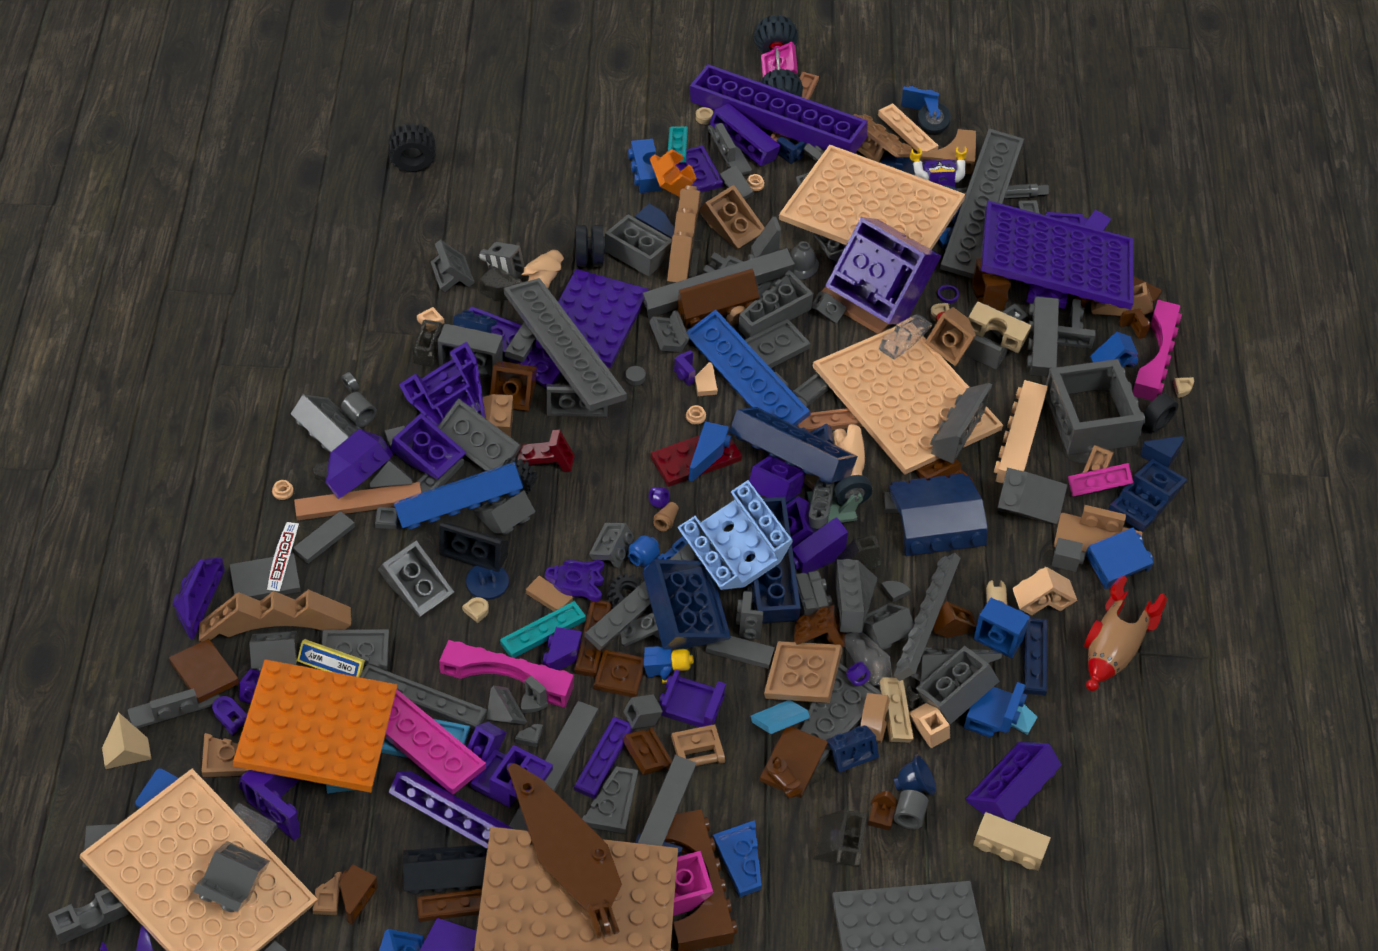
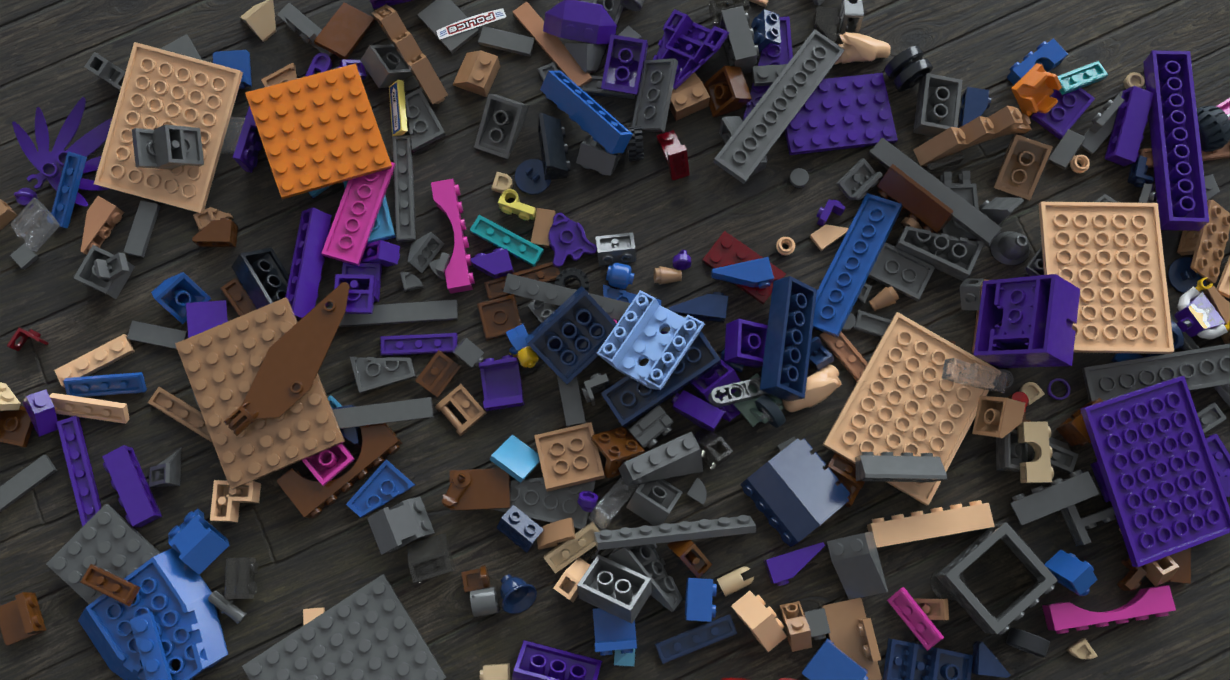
camera: 70 degrees right, 25 degrees up
(341, 574) = (477, 72): none -> medium nougat slope
(513, 604) = (524, 211): none -> light yellow plate
(719, 494) = (707, 307): none -> dark blue slope
(791, 851) = (400, 525): none -> dark grey piece
(793, 366) = (884, 298): none -> medium nougat cone
(1003, 549) = (789, 564): none -> dark purple slope
(1069, 566) = (796, 626): none -> medium nougat slope

